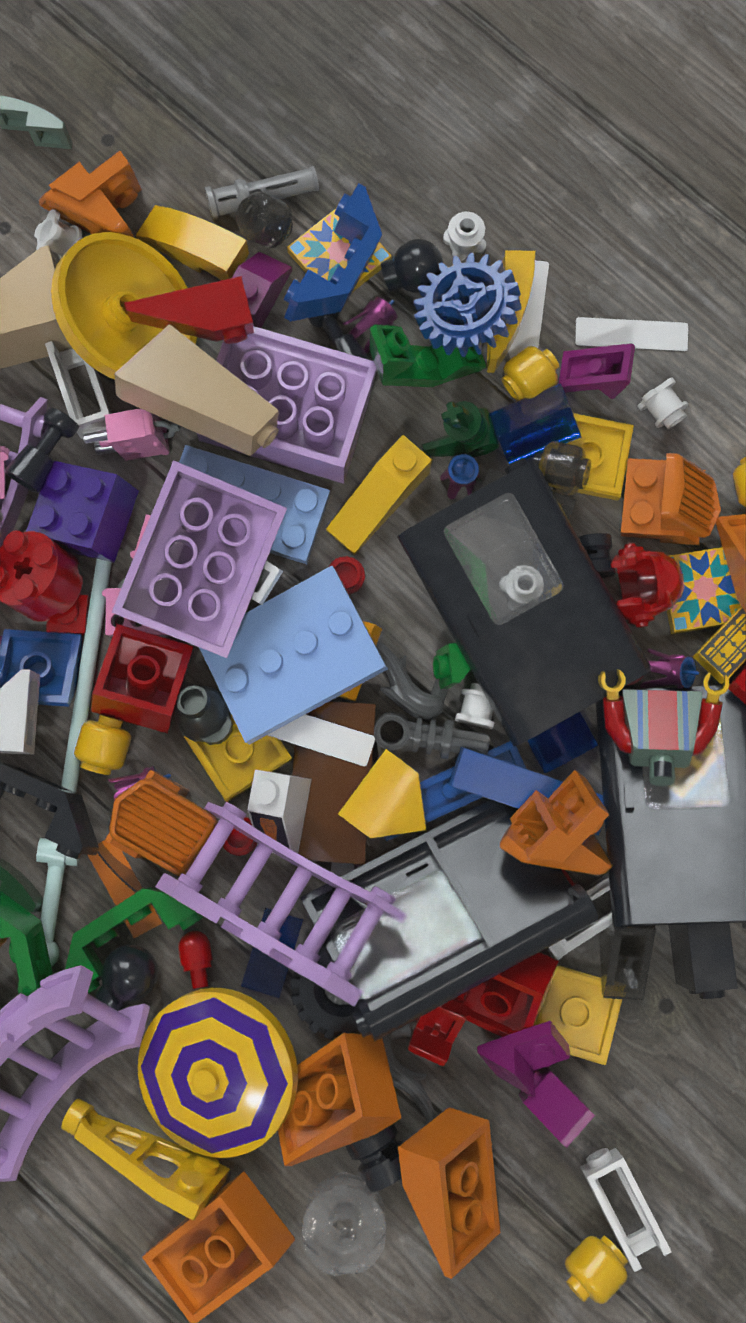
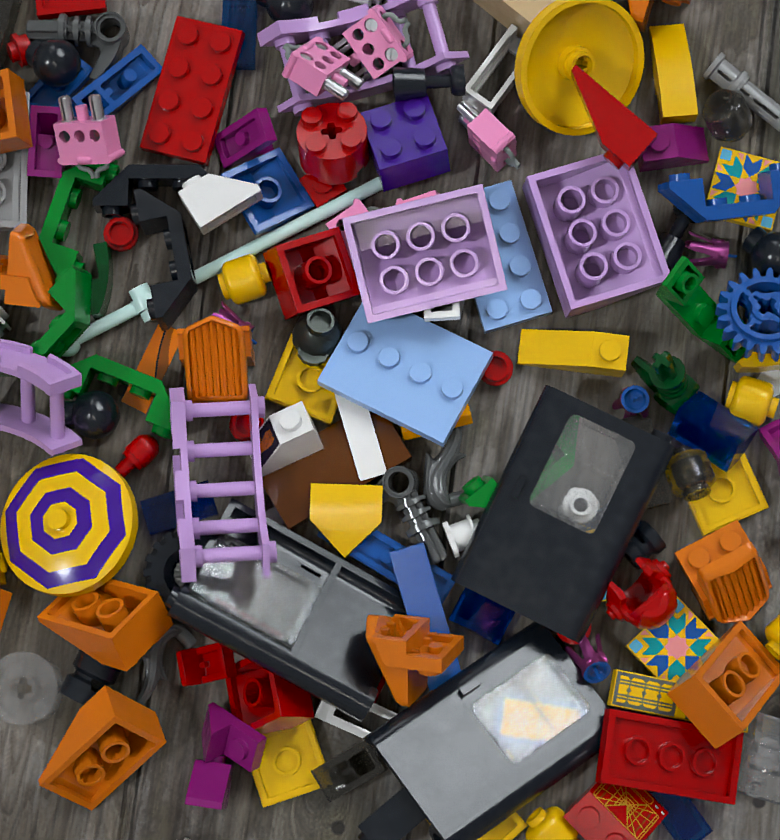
camera: 60 degrees right, 0 degrees up
(196, 392) = (547, 162): tan slope -> none
(660, 725) = (539, 676): torso -> none

